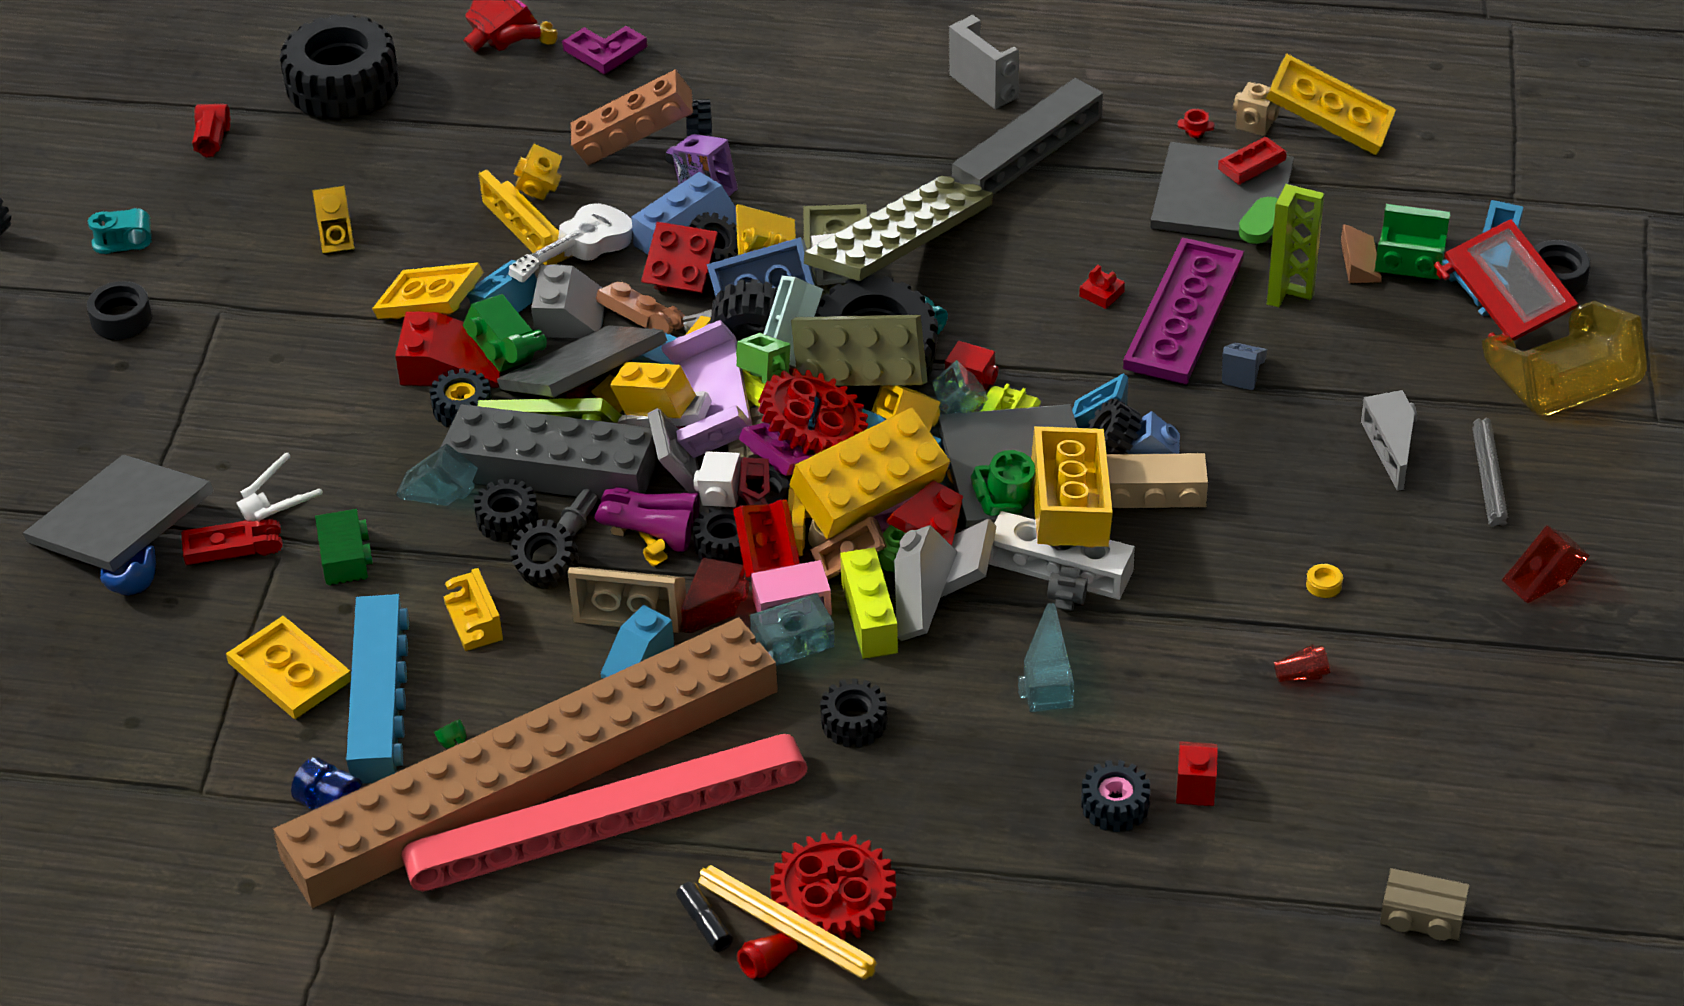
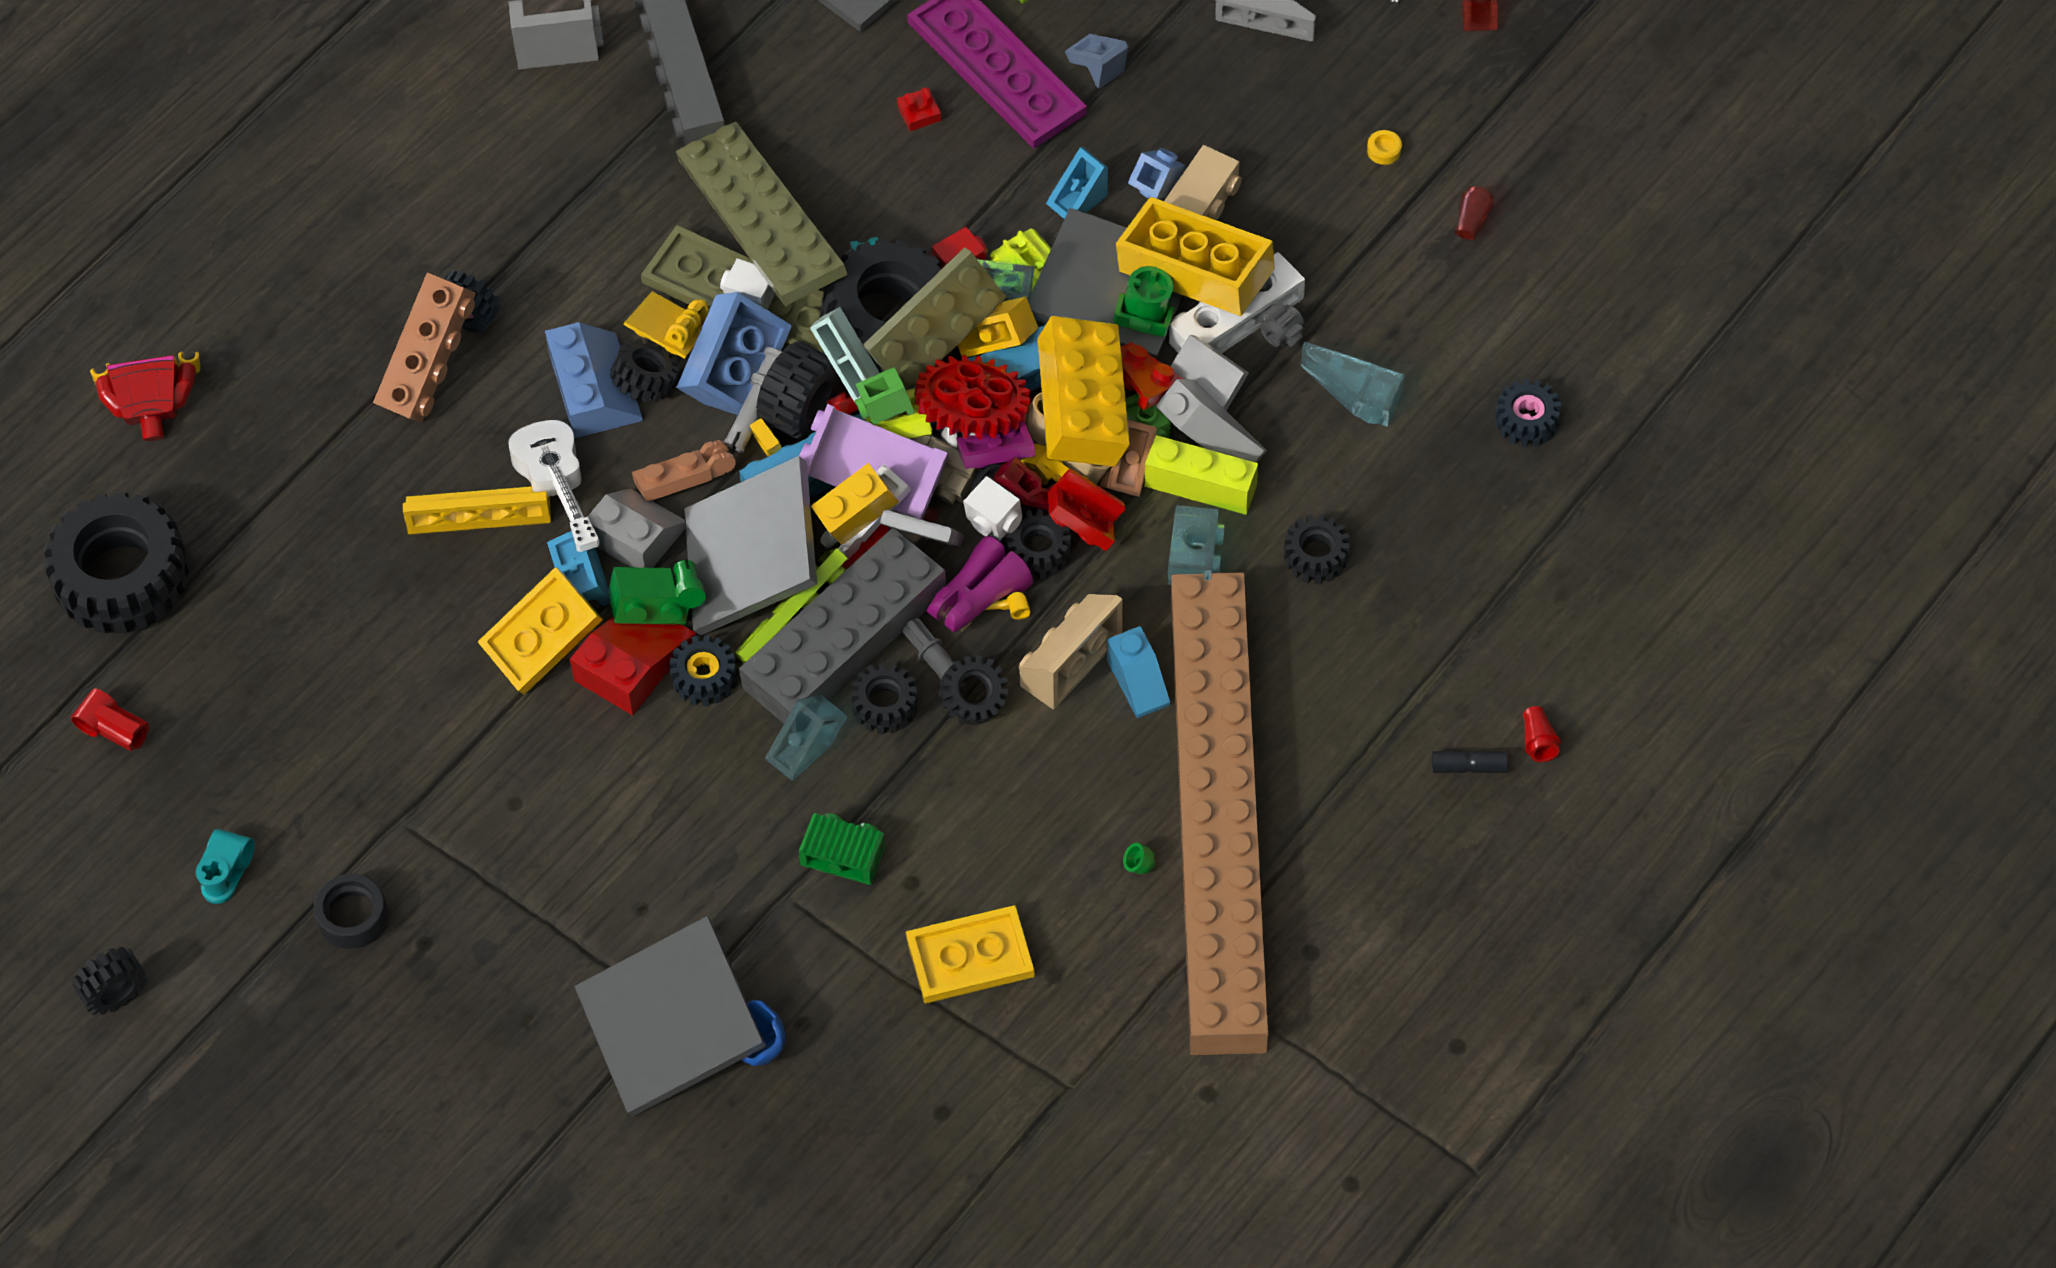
camera: 60 degrees left, 15 degrees up
(231, 540) = (764, 942): red hinge -> none
(257, 507) = (739, 895): white plant -> none
(322, 783) = (1155, 979): clear blue wheel -> none
(333, 219) = (353, 668): yellow slope -> none
(376, 689) = (1047, 893): dark azure brick -> none
(473, 611) = (998, 778): yellow hinge -> none
(538, 172) = (426, 464): yellow brick -> none
(602, 812) = (1311, 784): coral beam -> none
(607, 52) = (263, 331): magenta plate -> none
(679, 257) = (655, 404): red hinge -> none
(704, 155) = (520, 325): medium lavender torso -> none
(713, 594) = (1104, 574): clear red slope -> none
(788, 922) = (1526, 702): yellow axle -> none
(790, 583) = (1146, 527): bright pink brick -> none
(835, 884) = (1468, 644): red gear -> none
(1119, 425) = (1111, 197): black tyre -> none
(1196, 773) = (1537, 342): red slope -> none
(1424, 904) = (1769, 272): dark tan brick -> none

